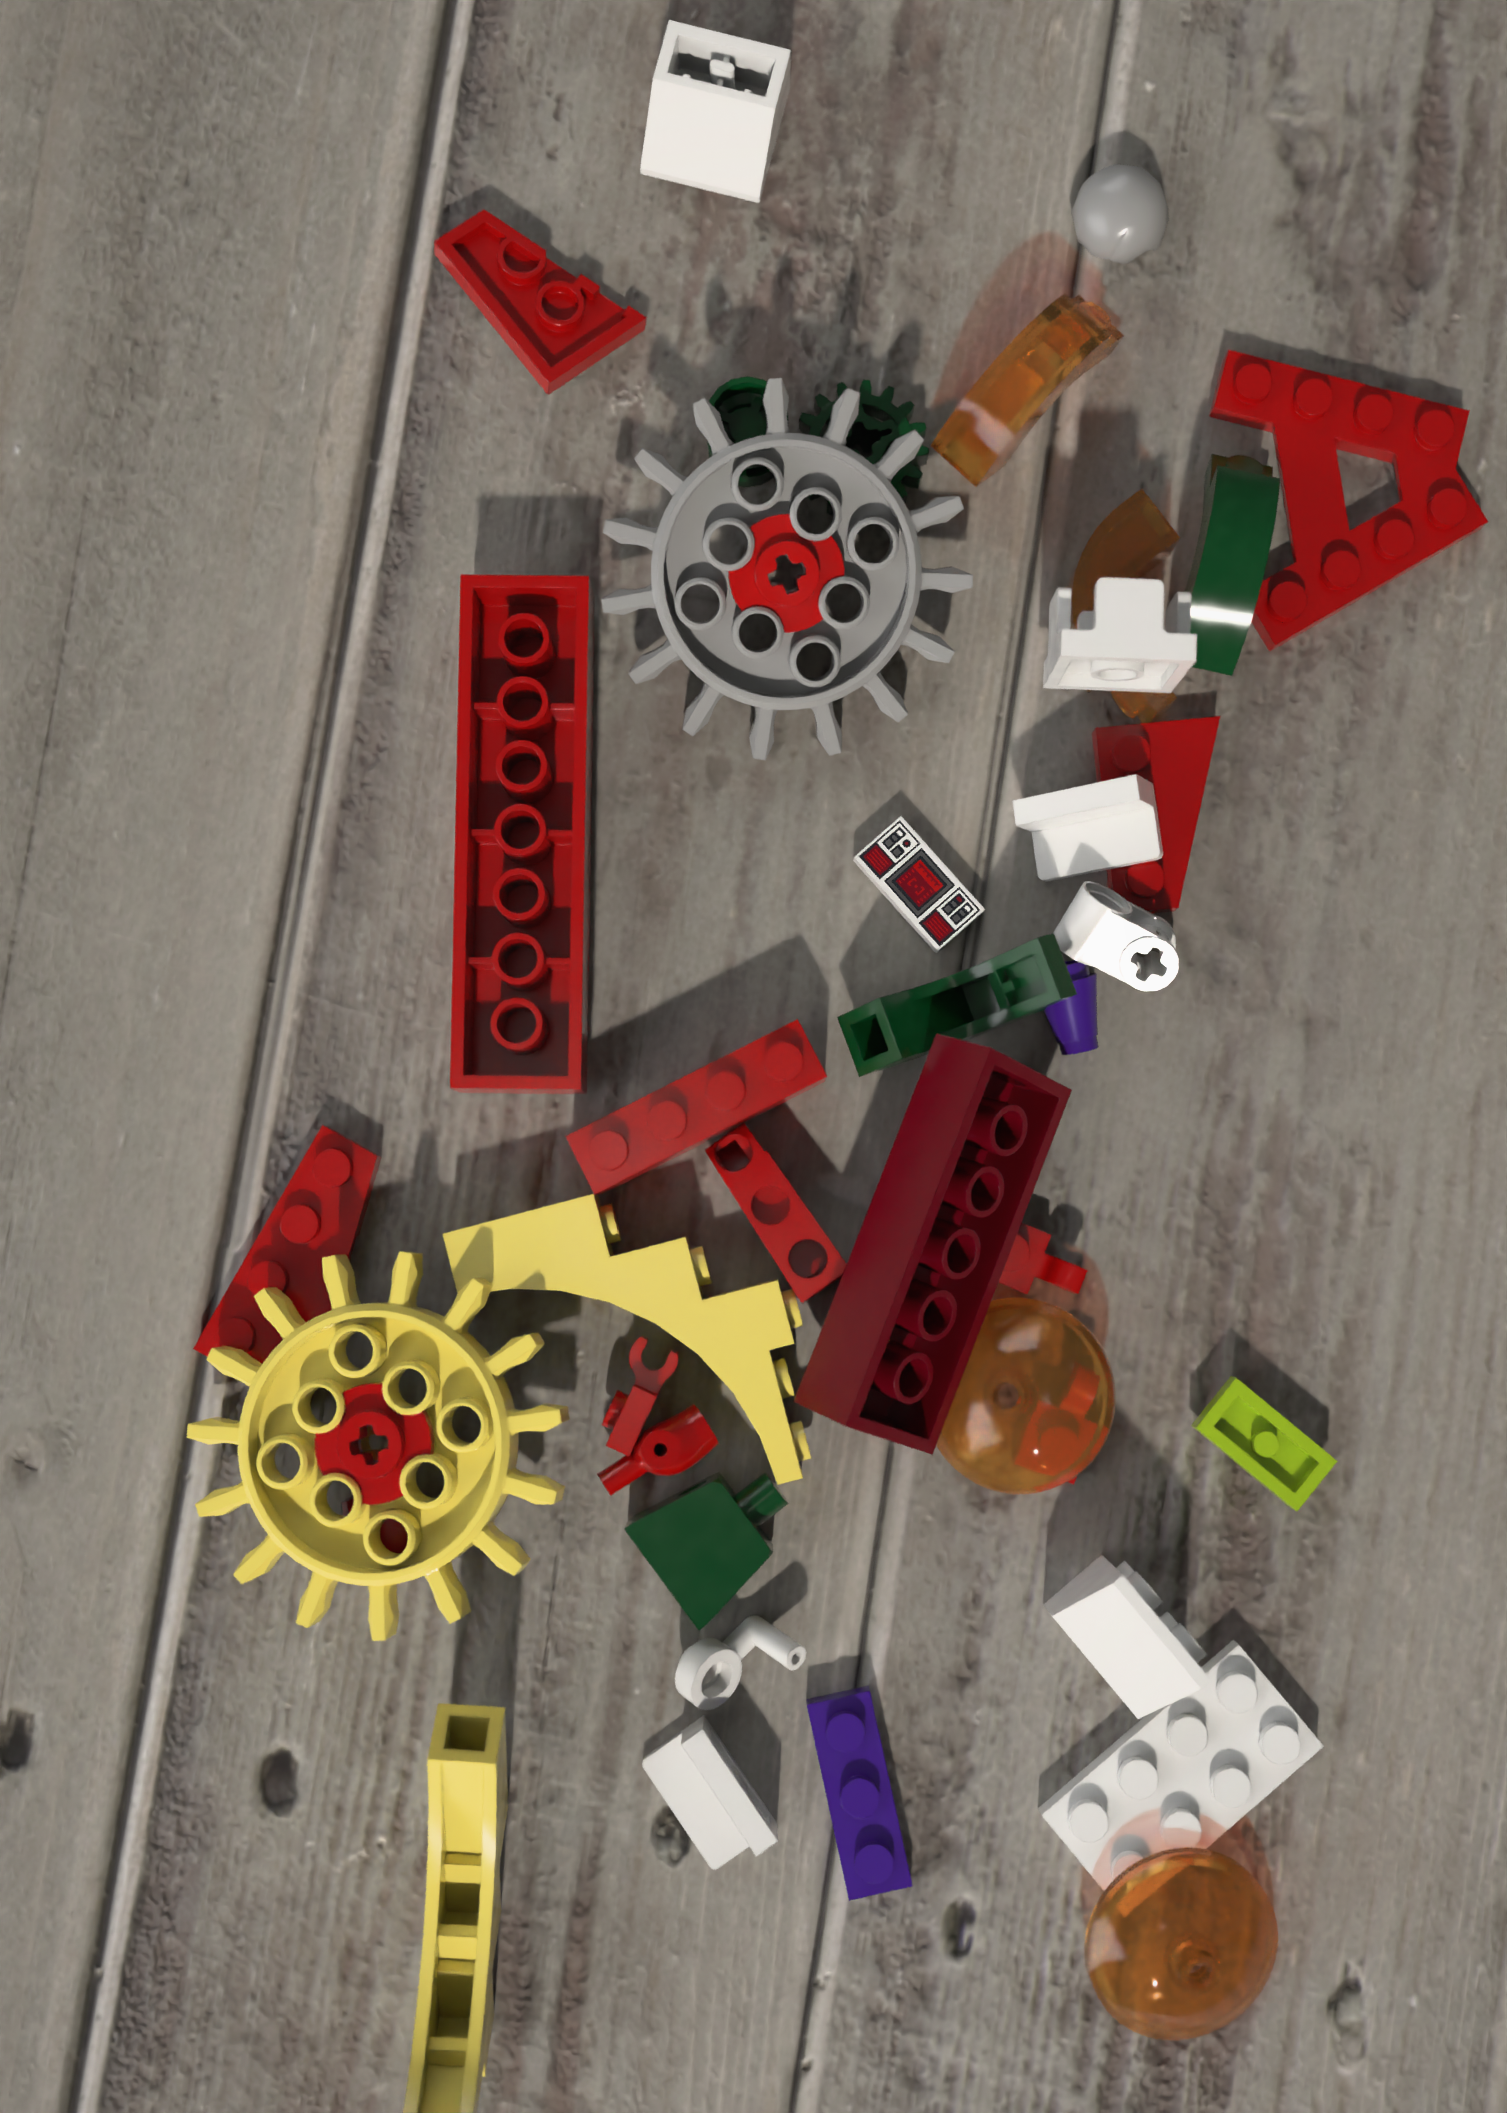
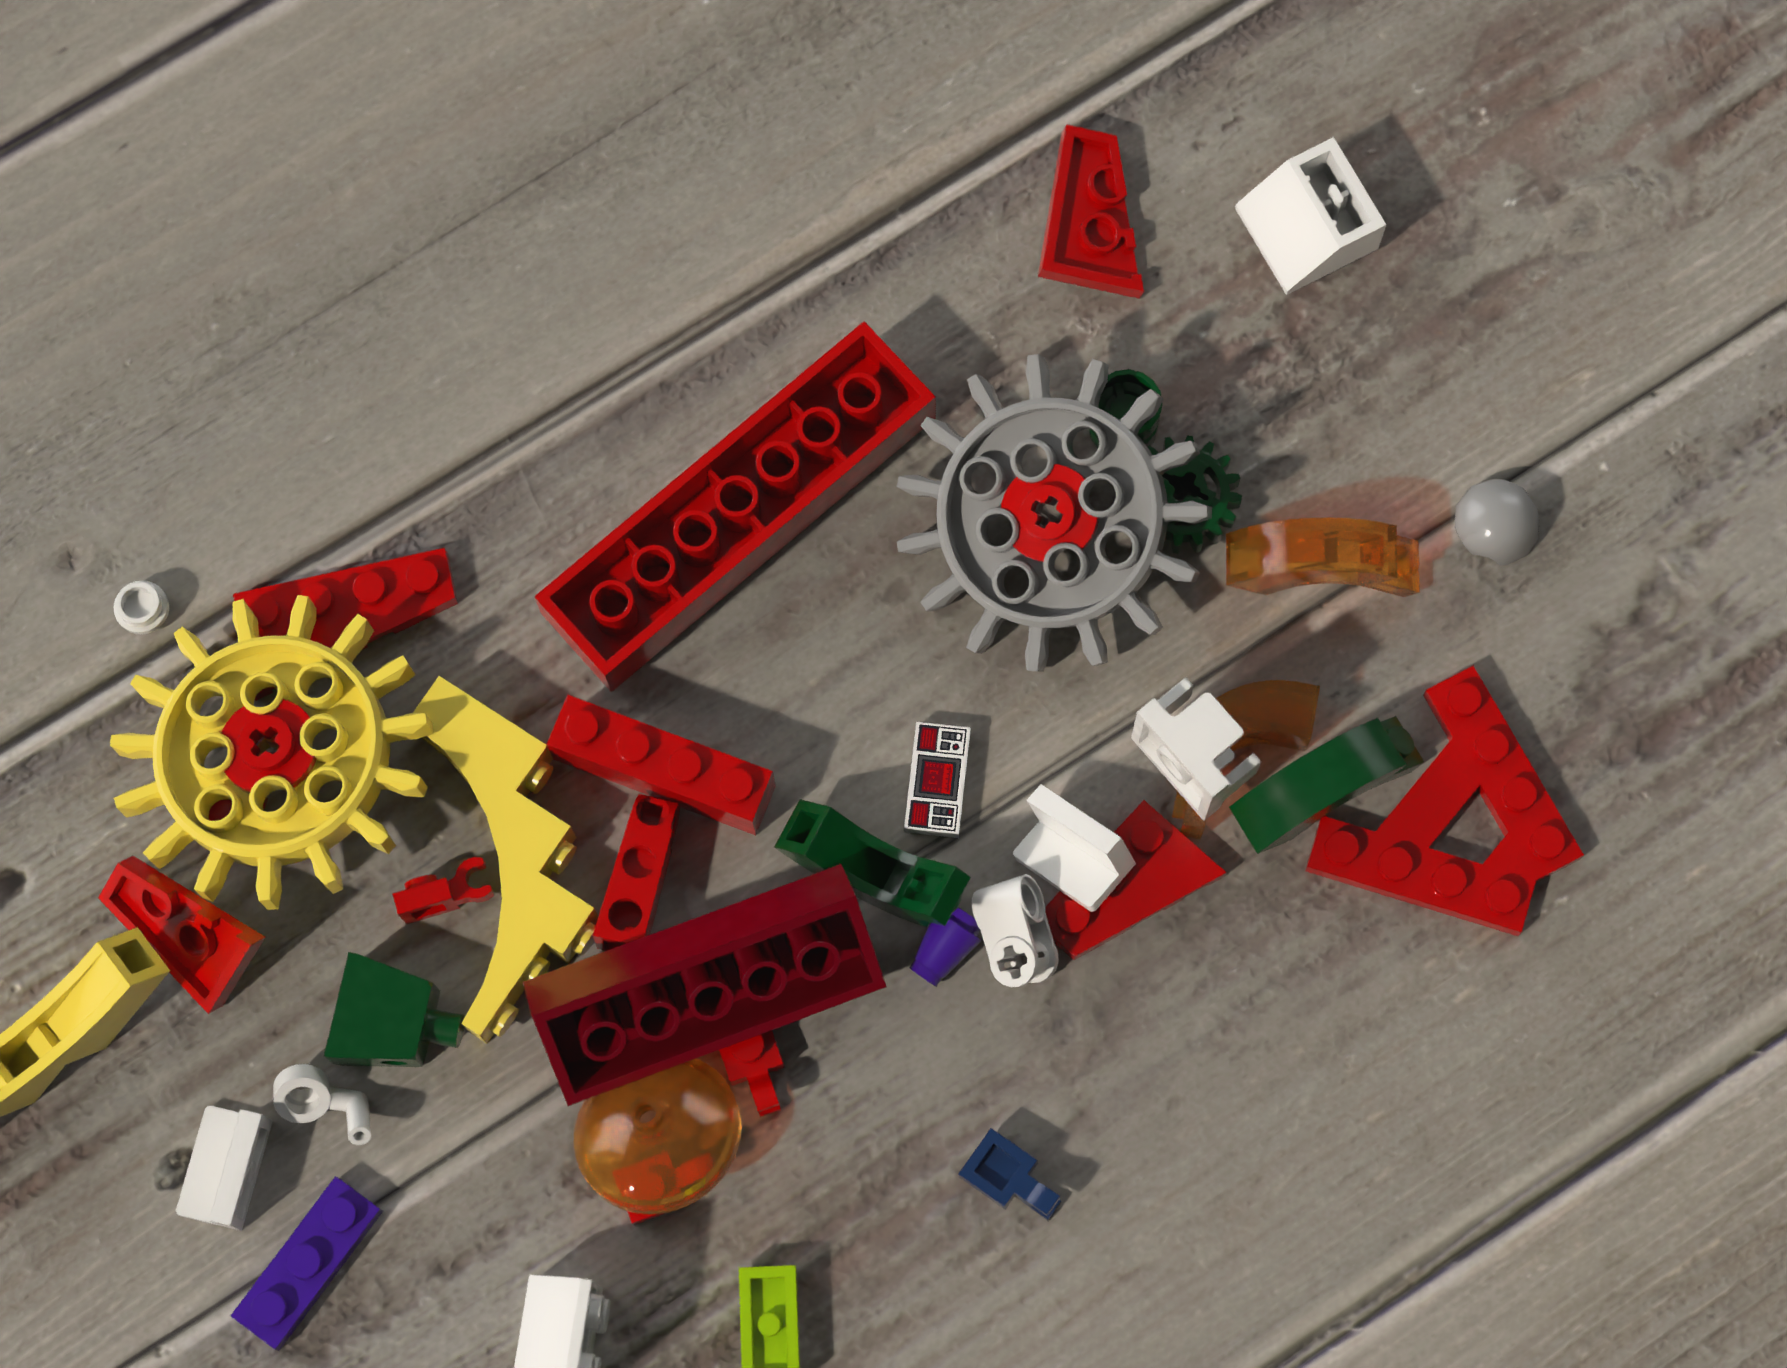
camera: 50 degrees right, 10 degrees down
(129, 1440) = (141, 607): none -> white plate
(476, 1657) = (192, 936): none -> red wing
(683, 1440) = (422, 936): red piece -> none
(1310, 1132) = (1004, 1171): none -> dark blue plate

